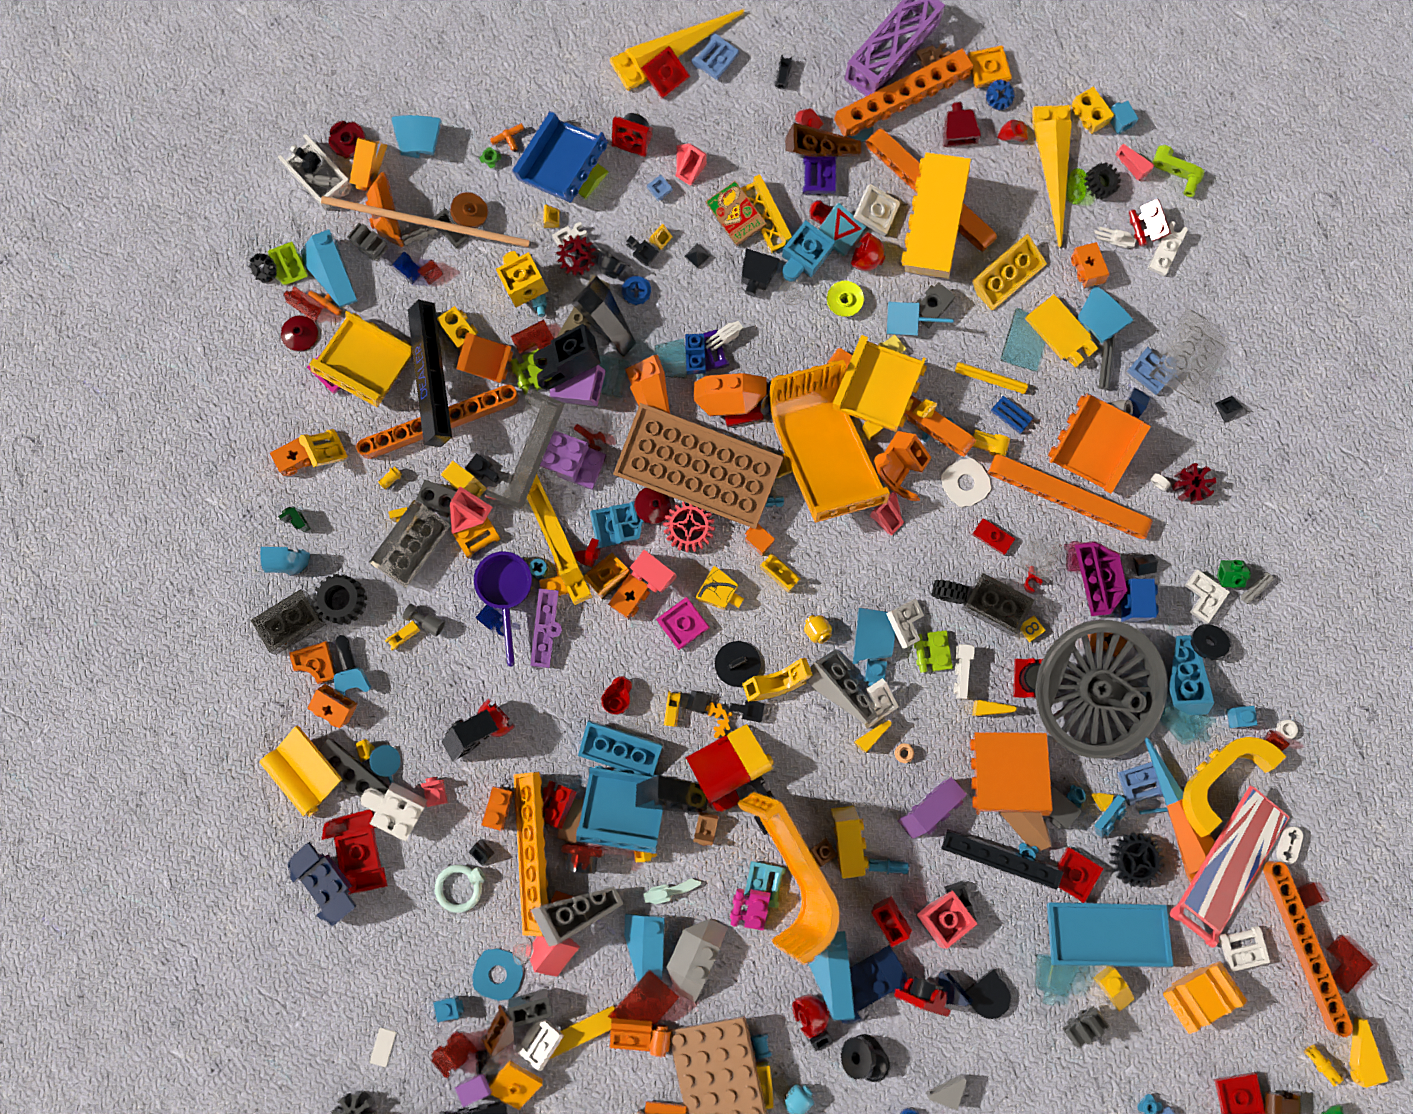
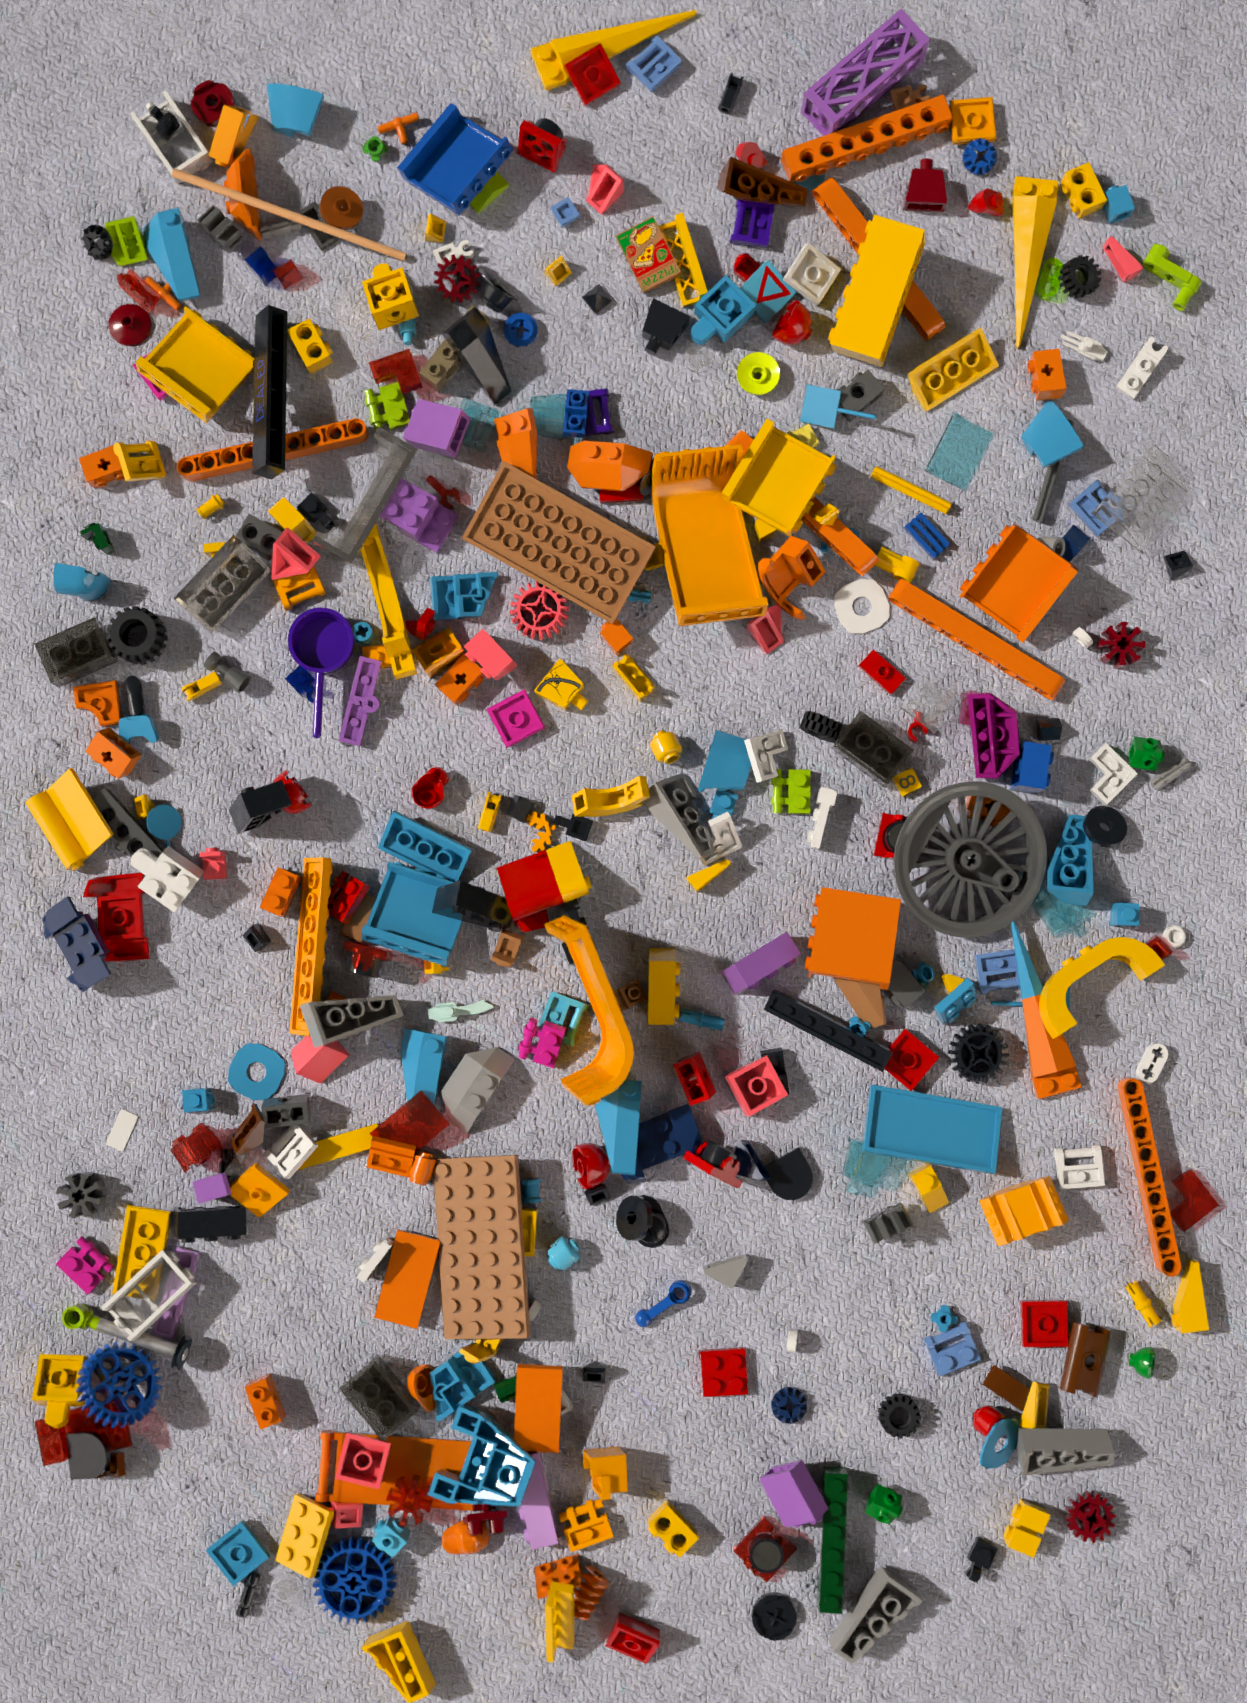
camera: 15 degrees right, 5 degrees up
(322, 181) = (177, 148): light grey axle -> none
(475, 876) = (246, 963): light aqua piece -> none
(484, 358) = (335, 383): orange panel -> none
(523, 950) = (287, 1050): clear piece -> none
(566, 357) = (427, 396): black brick -> none
(643, 251) = (535, 286): black plate -> none
(645, 509) = (493, 585): dark red dish -> none
(726, 335) = (615, 395): white piece -> none
(737, 663) = (570, 771): black shield -> none
(908, 748) = (747, 896): light nougat plate -> none
(990, 708) = (842, 863): yellow slope -> none
(1061, 330) = (1001, 446): yellow tile -> none
(1155, 220) = (1132, 333): plate -> none
(1231, 865) = (1082, 1073): flag -> none
(1309, 895) = (1162, 1120): clear red tile -> none

